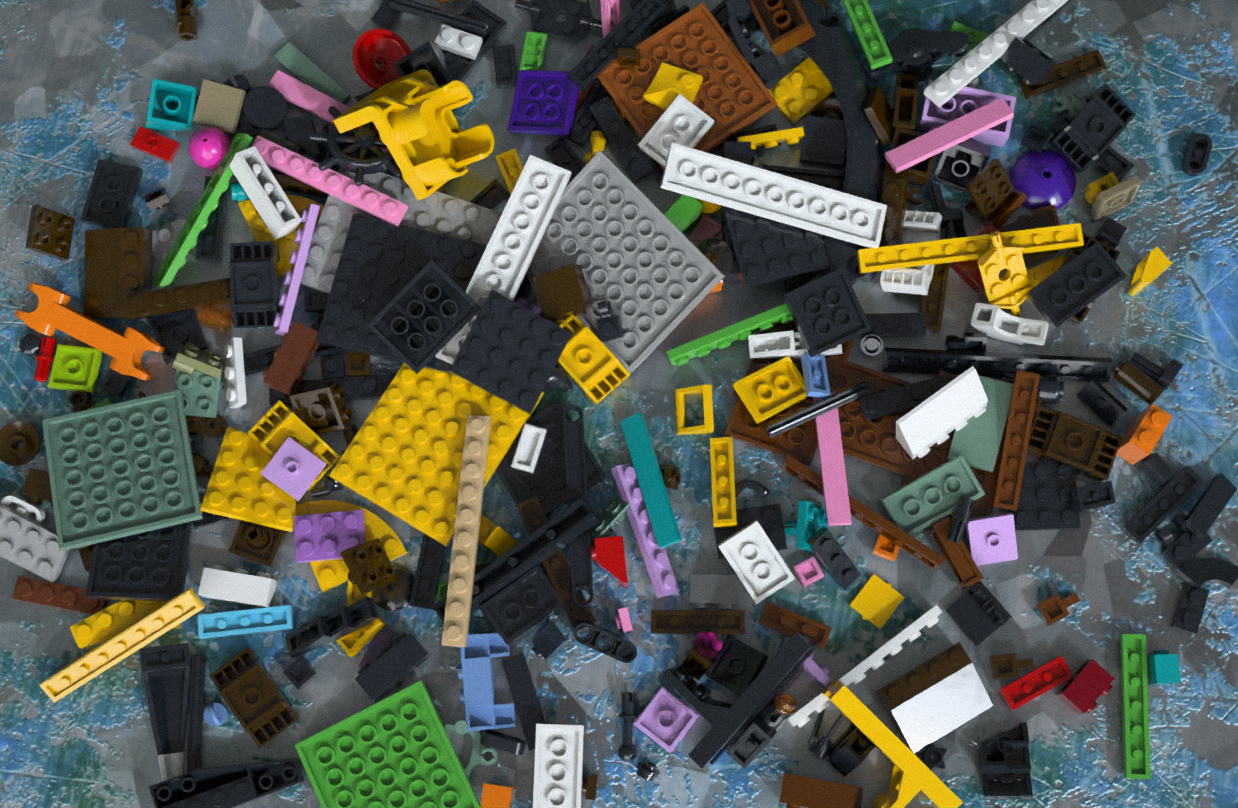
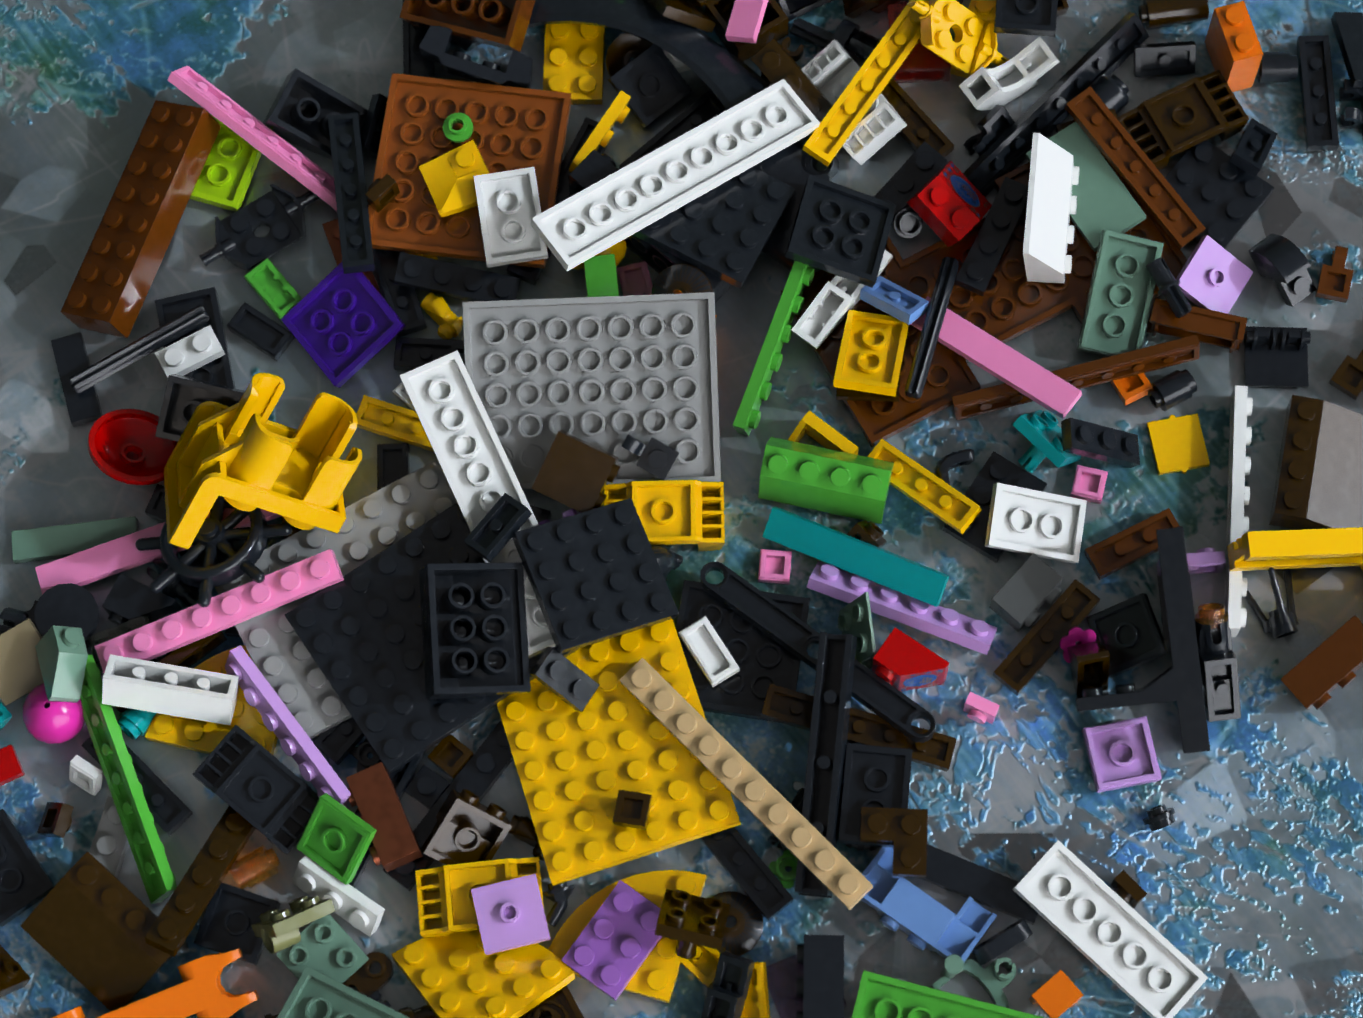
camera: 45 degrees left, 5 degrees down
(191, 192) = (85, 775): none -> white tile
(232, 128) = (62, 662): none -> sand green slope
(259, 345) = (336, 838): none -> bright green tile
(400, 483) = (632, 809): none -> dark brown plate
(441, 386) = (564, 679): none -> black plate
(488, 278) = (497, 527): none -> black plate
(495, 537) = (780, 768): yellow slope -> none
(514, 637) = (905, 830): none -> dark brown plate
(549, 642) = (941, 797): black slope -> none
(610, 442) = (774, 566): none -> bright pink tile
(613, 647) = (999, 742): black beam -> none
(627, 751) = (1120, 823): black pin -> none
(680, 426) = (825, 480): none -> bright green slope
(702, 68) = (461, 135): none -> bright green plate
(851, 752) = (1314, 596): black slope -> none
(901, 358) = (950, 204): none -> red slope
(904, 571) = (1172, 389): none -> black brick
(1035, 573) = (1286, 265): none -> black brick

